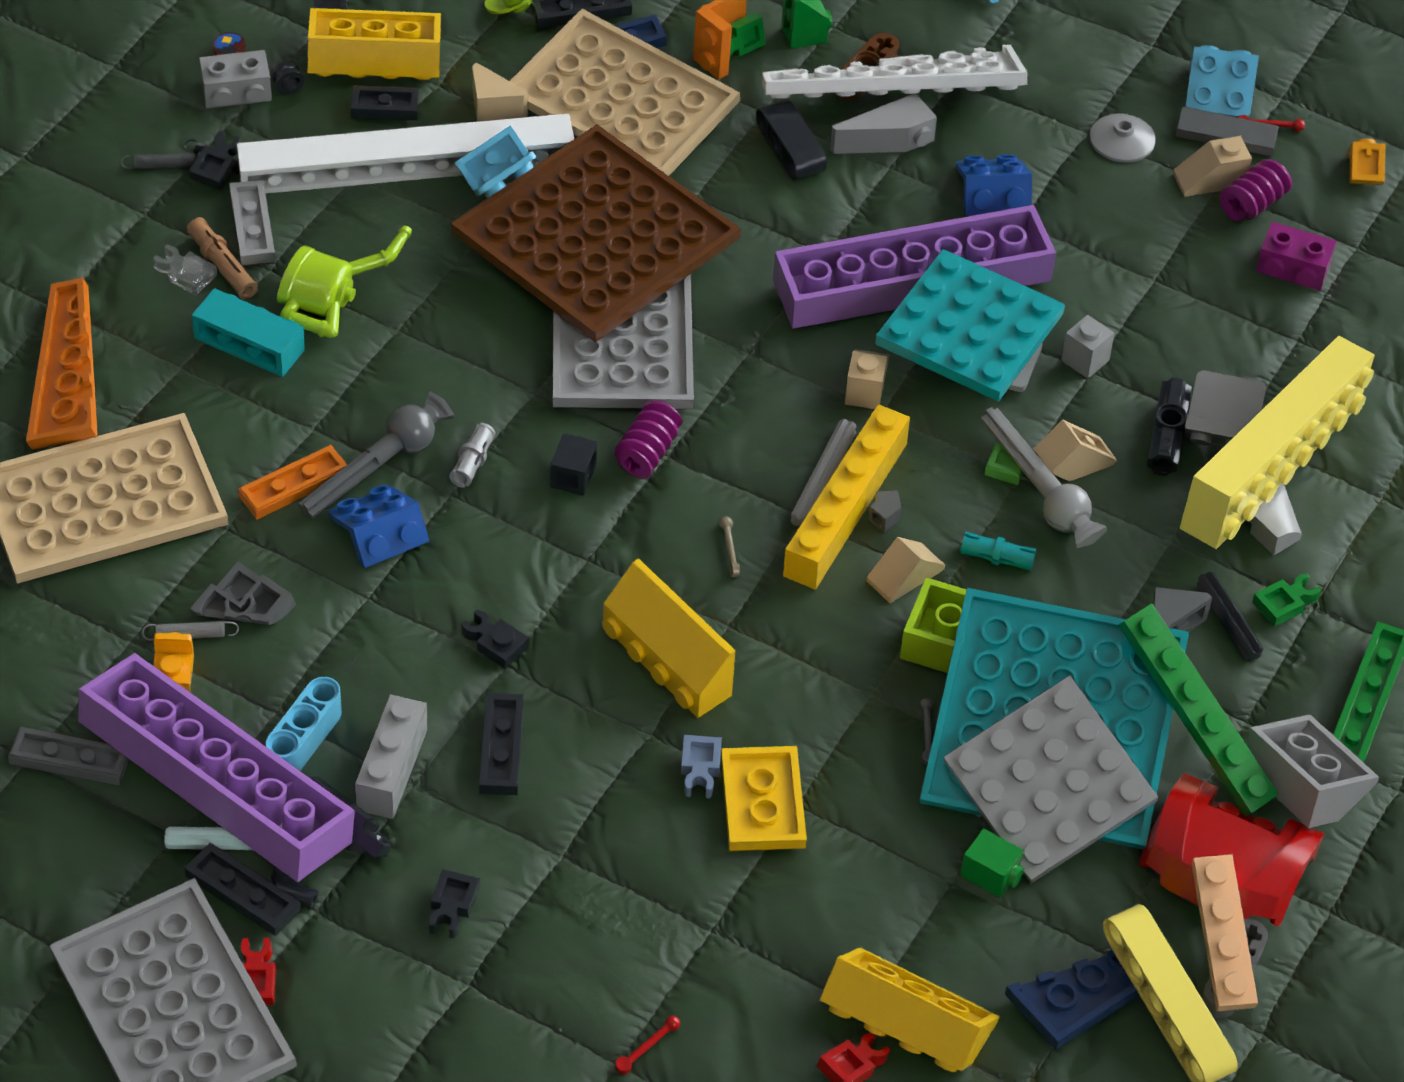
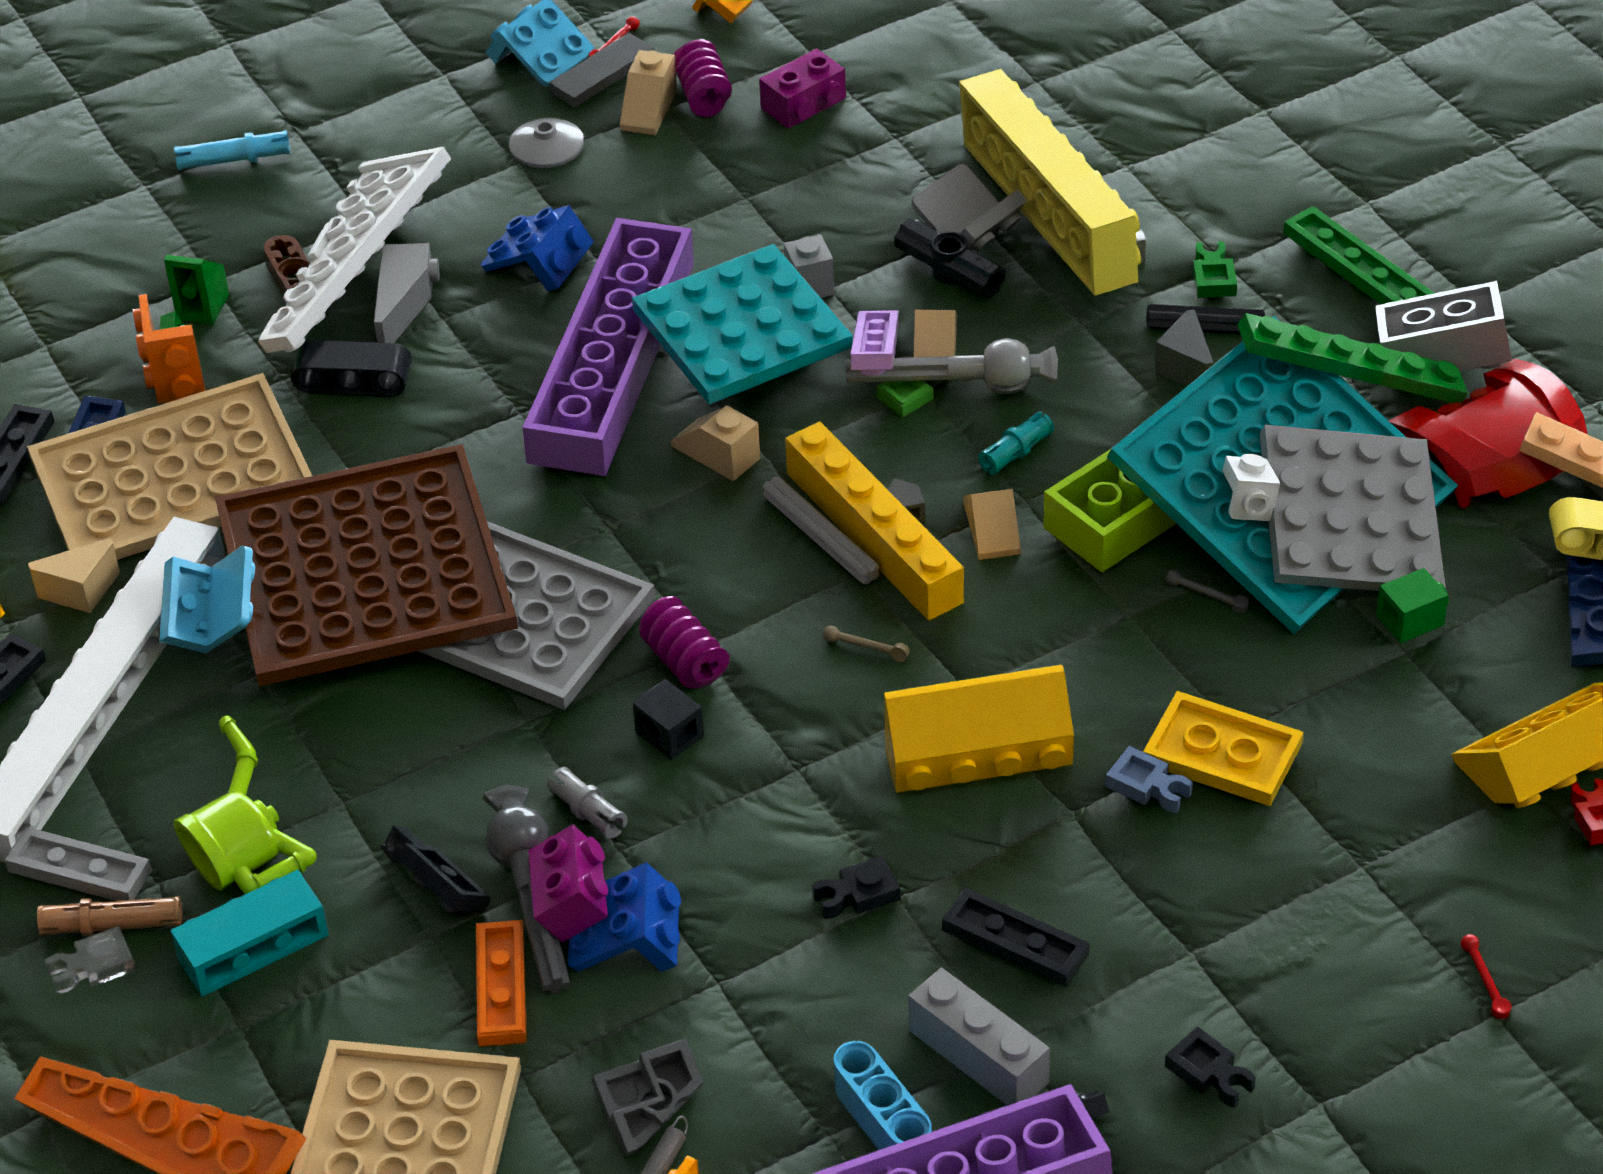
camera: 55 degrees left, 5 degrees down
(358, 404) = (435, 871): none -> black hinge
(379, 470) = (568, 883): none -> magenta brick
(1004, 694) = (1253, 487): none -> white bracket
(1020, 412) = (875, 342): none -> lavender plate

